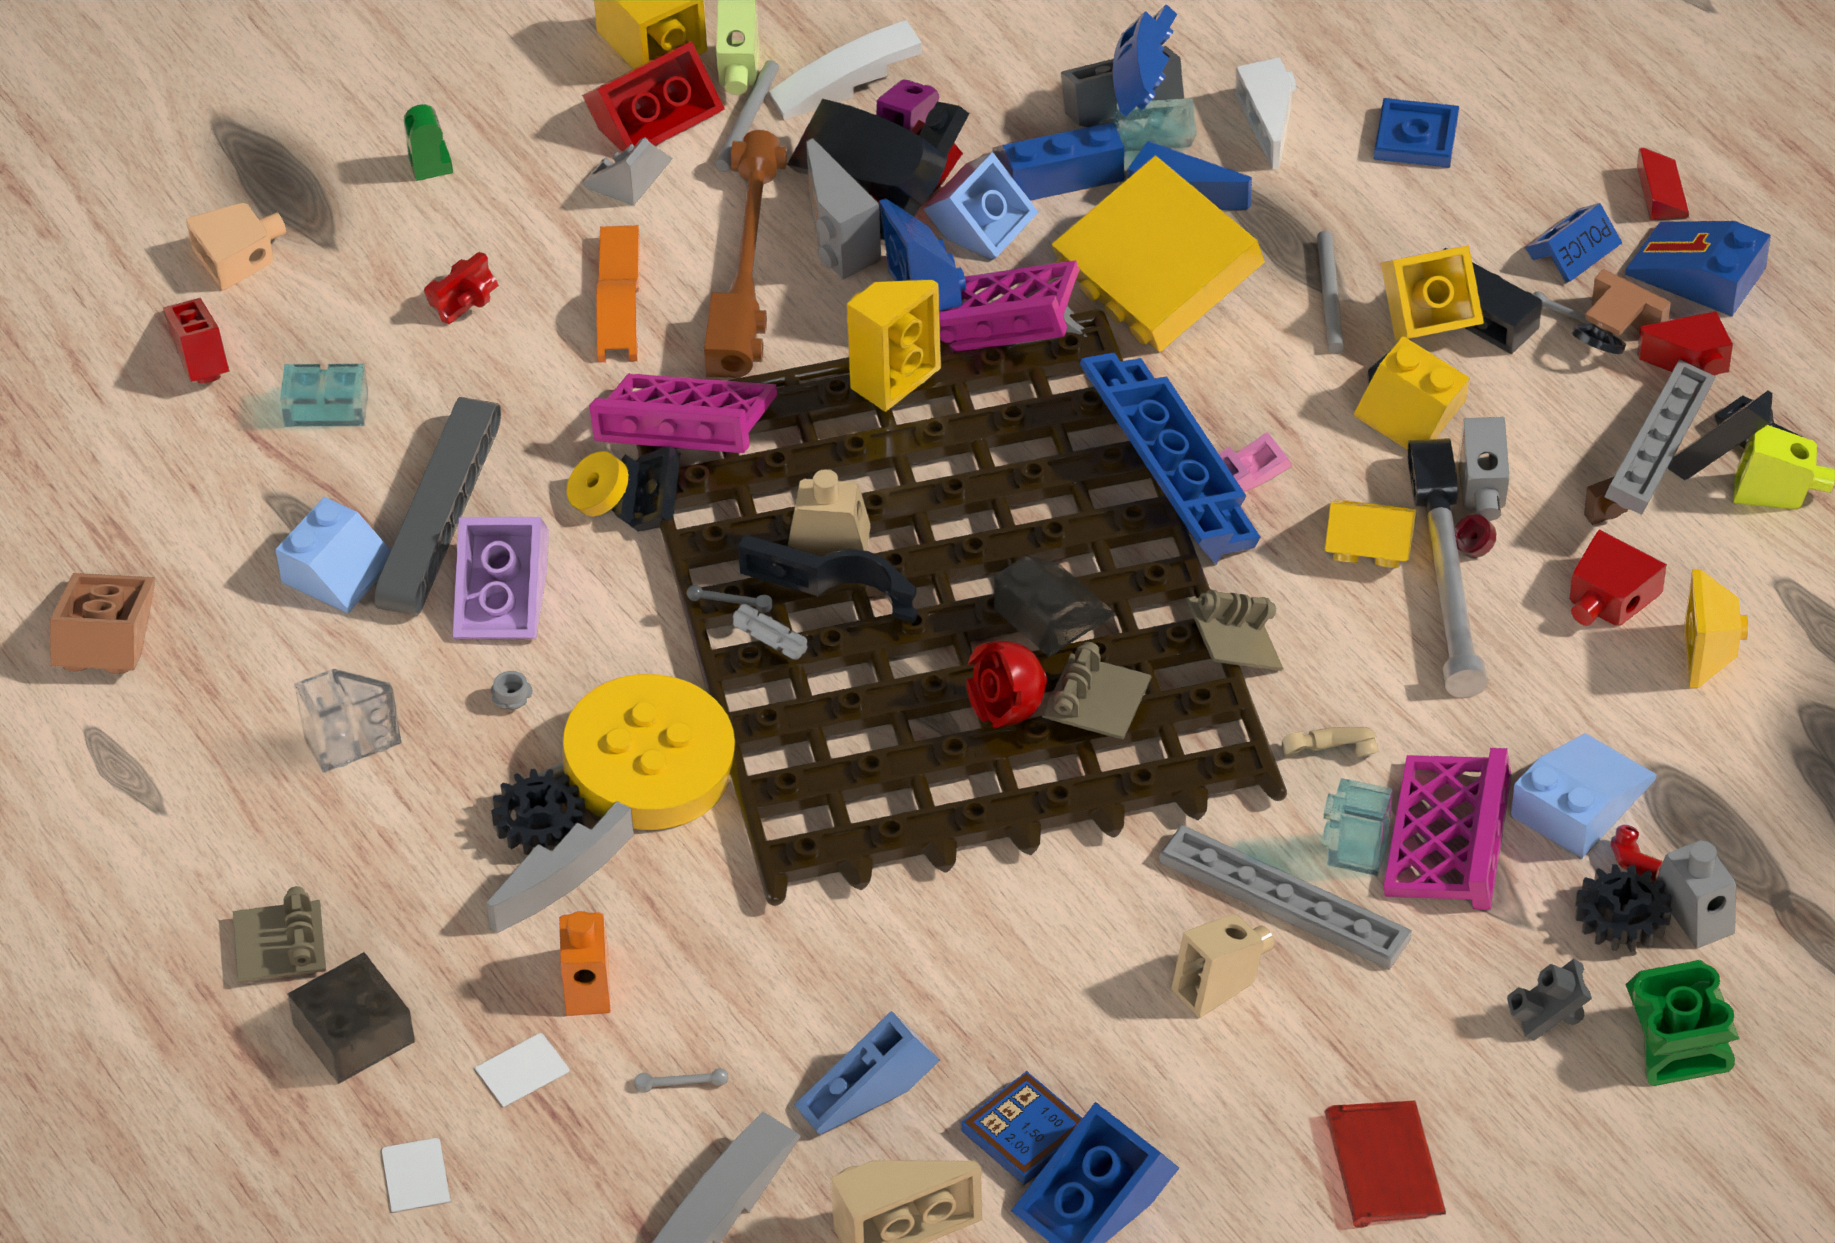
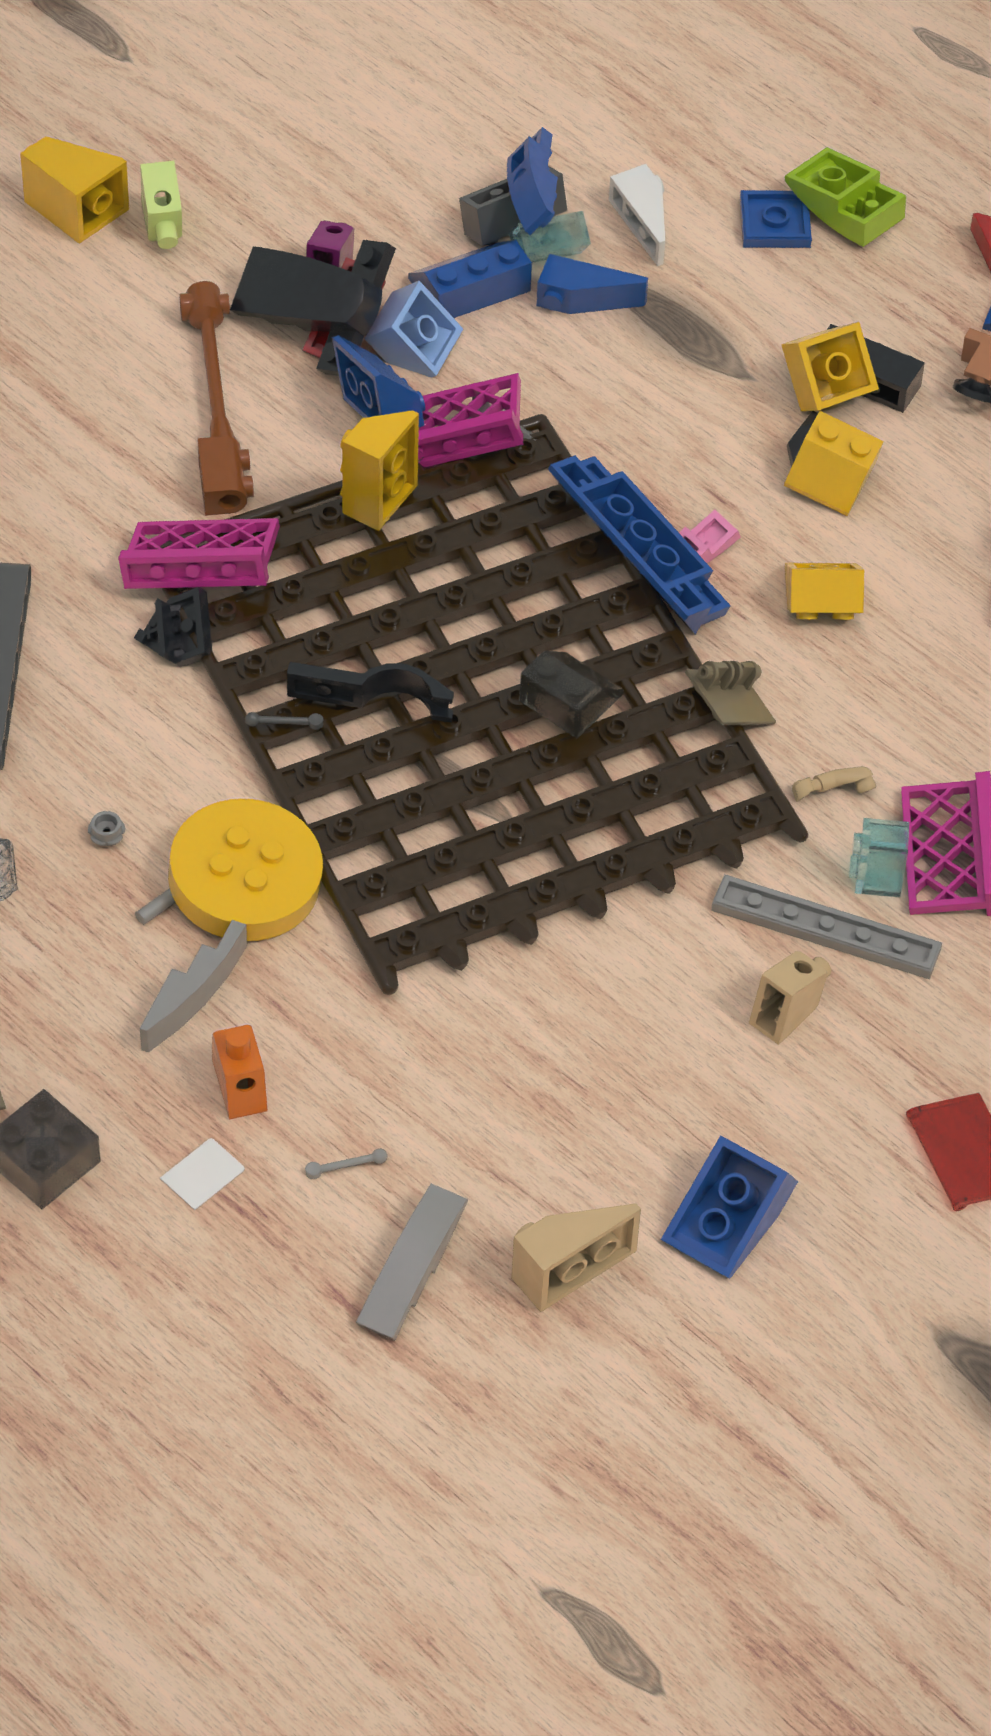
camera: 15 degrees left, 5 degrees up
(415, 1174) = (132, 1282): white sticker -> none
(500, 577) = (71, 727): lavender slope -> none
(537, 810) = (159, 935): black gear -> none
(597, 483) = (150, 631): yellow piece -> none
(617, 290) = (108, 444): orange piece -> none
(630, 174) = (89, 334): light grey slope -> none
(655, 99) = (96, 262): red slope -> none
(748, 113) = (181, 267): light grey bar -> none
(770, 631) = (329, 747): light grey axle -> none
(829, 516) = (357, 636): tan torso -> none
(842, 214) = (294, 351): light grey slope -> none
(845, 67) = (257, 217): white slope -> none
(869, 1075) = (511, 1137): medium blue slope -> none
(1005, 683) = (550, 769): red cylinder -> none
(1021, 1126) = (654, 1164): tile -> none
(1096, 694) = (628, 767): dark tan hinge -> none
(1158, 254) = (584, 357): yellow brick -> none
(1330, 292) = (735, 374): light grey bar -> none
(1436, 488) = (870, 540): flat silver piece -> none
(1475, 535) = (912, 582): dark red tile -> none
(1484, 478) = (909, 519): light grey torso -> none
(1501, 115) = (847, 196): none -> lime slope
(1559, 308) = (938, 367): light grey hinge -> none
(1577, 241) = (936, 303): blue panel -> none

